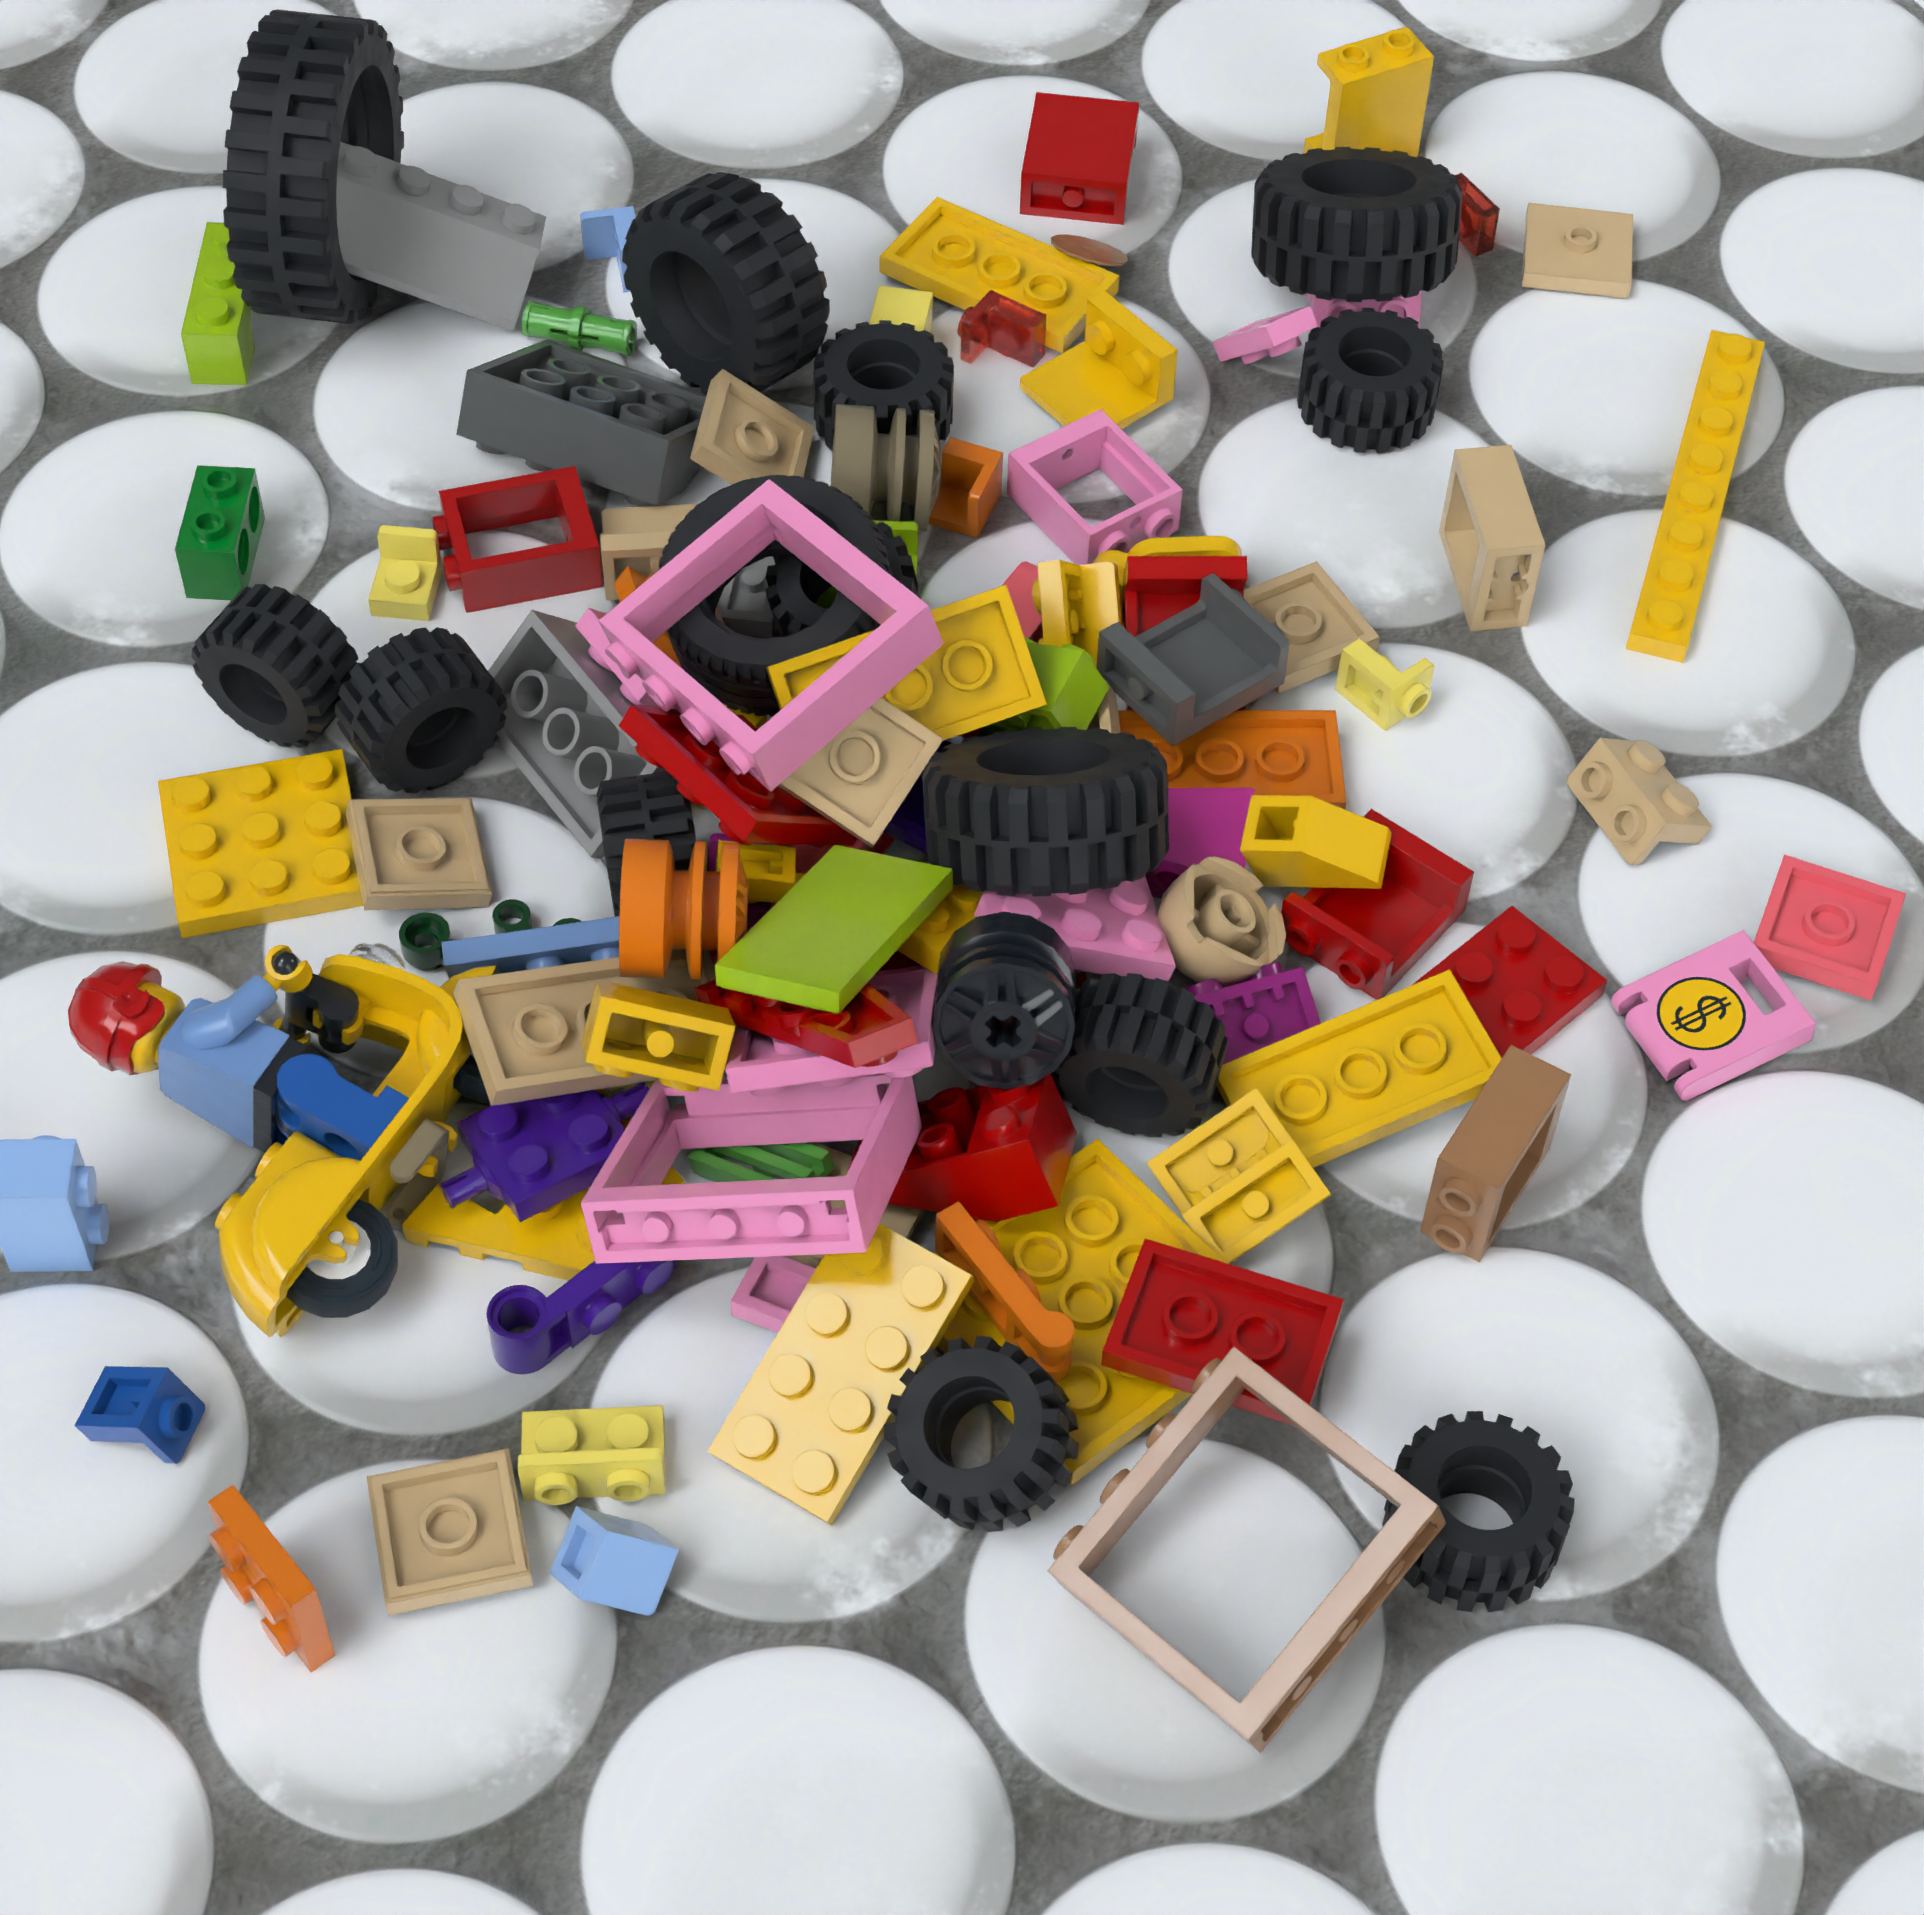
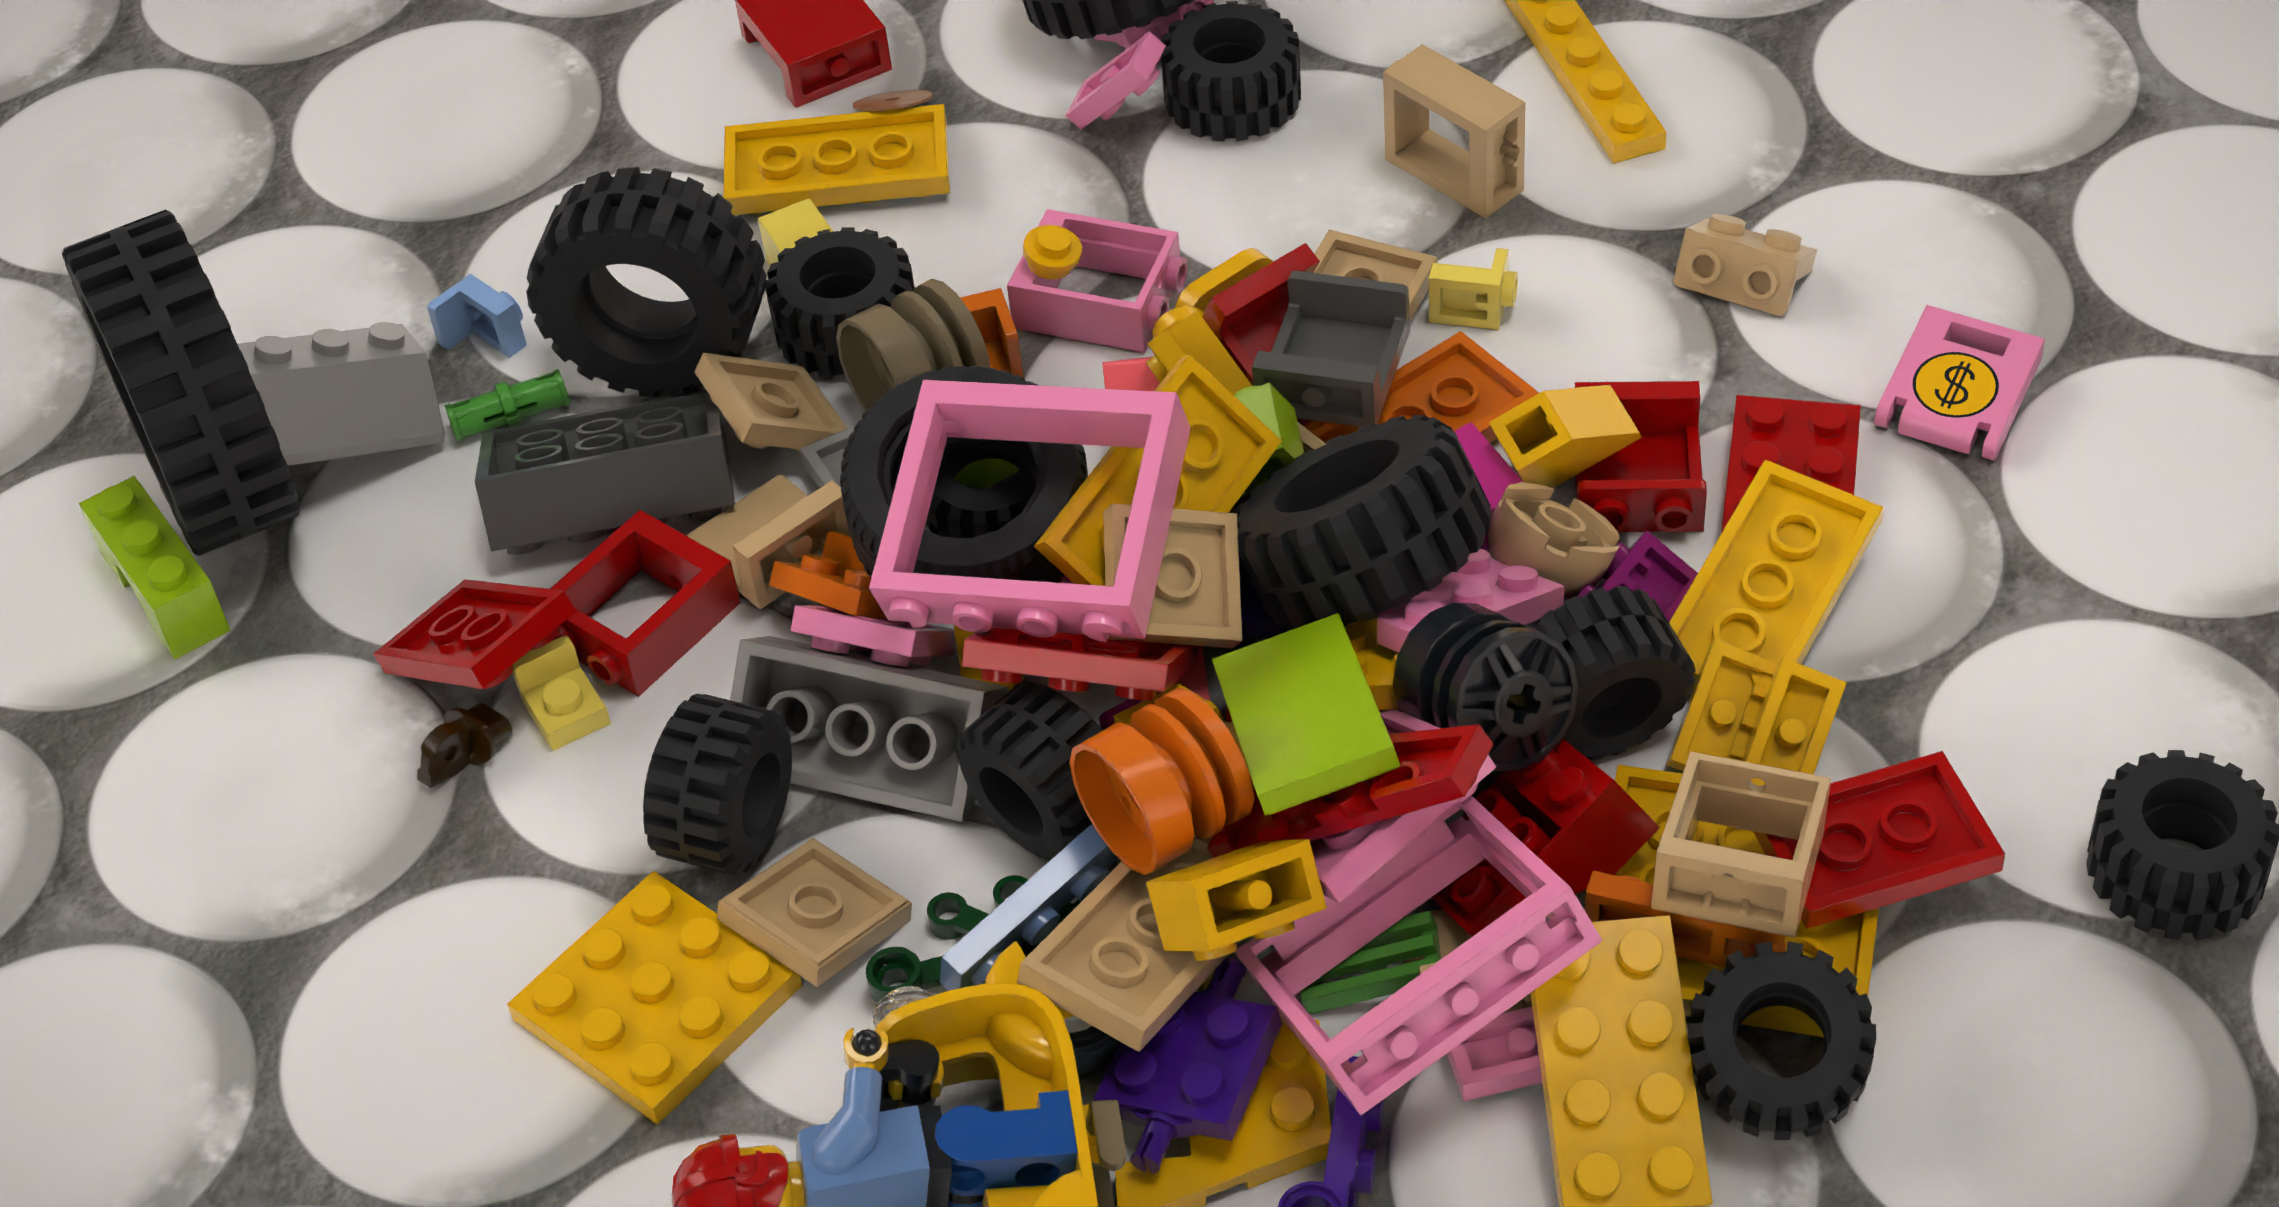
camera: 30 degrees left, 5 degrees down
(220, 532) = (353, 760): green brick -> none
(274, 665) = (545, 829): black tyre -> none
(307, 567) = (461, 740): none -> dark brown piece
(377, 491) = (476, 633): none -> red plate
(1004, 327) = (890, 196): clear red bracket -> none
(1034, 1290) = (1734, 883): none -> tan window
(1062, 444) = (1051, 251): none -> yellow plate
(1116, 369) = (1008, 179): yellow bracket -> none
(1334, 1620) = (2190, 1106): window -> none
(1494, 1153) = (1931, 575): medium nougat window -> none
(1828, 926) = (1973, 267): coral plate -> none

